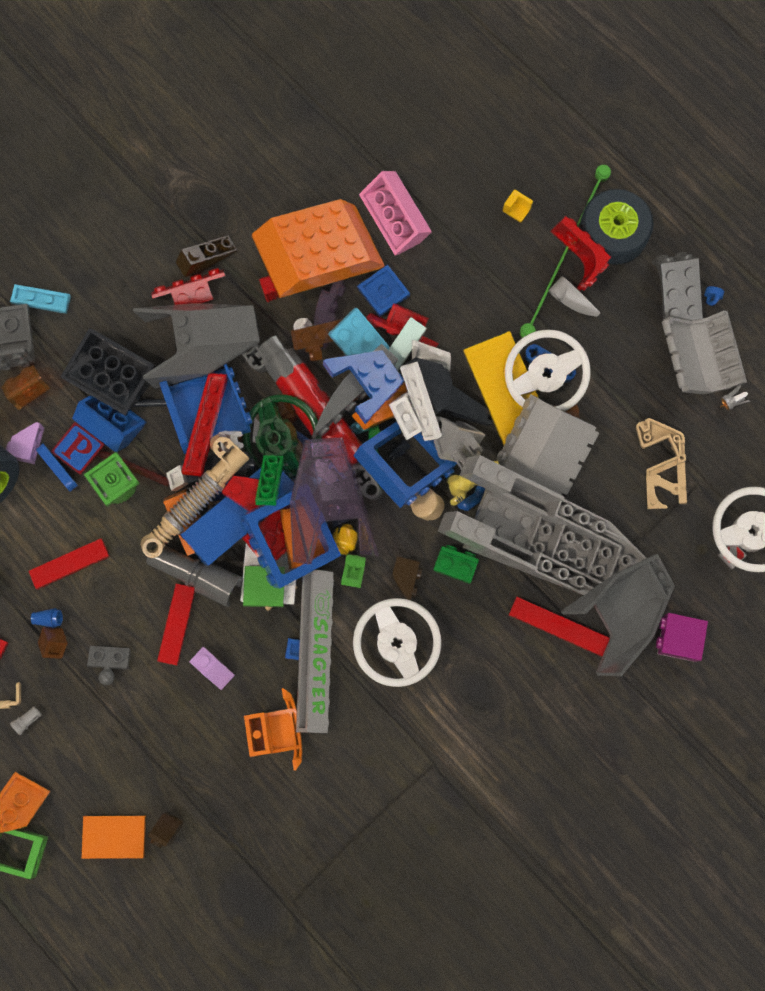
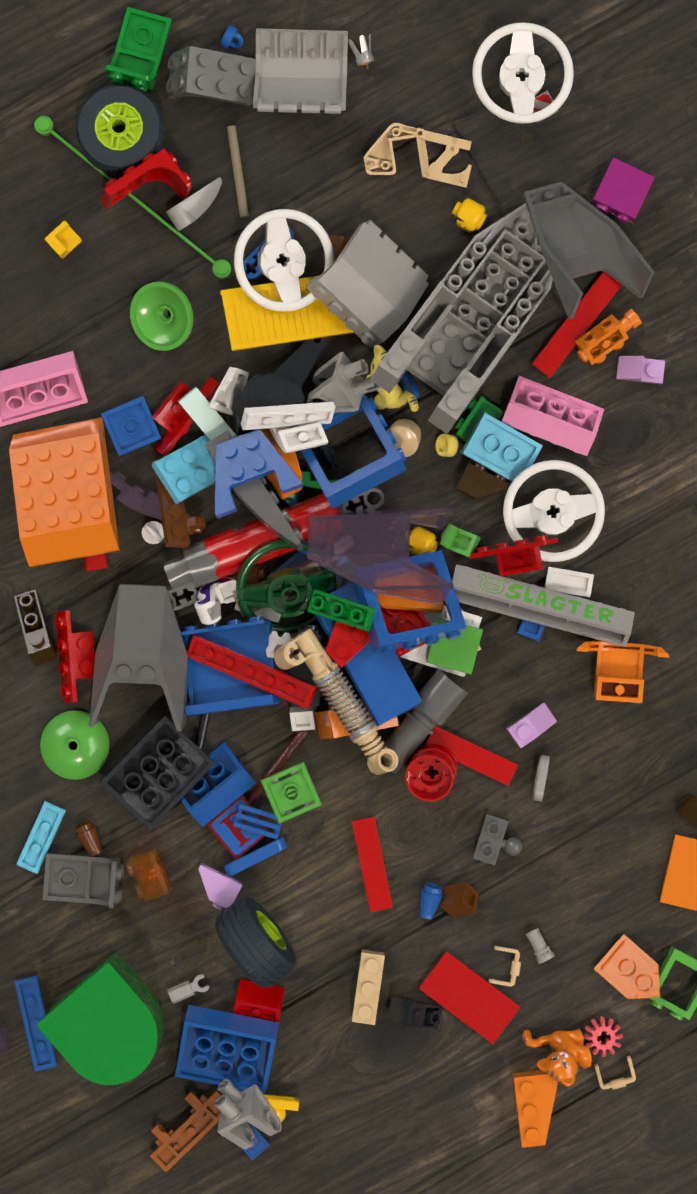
camera: 80 degrees left, 10 degrees up
(47, 333) = (88, 837): none -> reddish brown cone
(86, 445) = (239, 815): none -> blue tile
(118, 319) = (91, 749): none -> bright green dish
(153, 591) = (423, 781): none -> red wheel
(169, 686) = (540, 779): none -> light grey tile
(257, 381) = (211, 598): none -> white animal
(341, 672) = (569, 581): none -> white tile
(349, 620) = (517, 558): none -> red bracket
(431, 543) = (446, 445): none -> light yellow tile
(439, 585) = (500, 447): none -> medium azure plate
(477, 291) = (151, 319): none -> bright green dish
(477, 624) = (553, 416): none -> bright pink slope
(535, 689) = (640, 369): none -> lavender slope
(555, 653) = (606, 337): none -> orange brick
(610, 325) = (237, 170): none -> dark tan bar
(625, 515) = (469, 215): none -> yellow head
(683, 228) = (139, 49): none -> green bracket

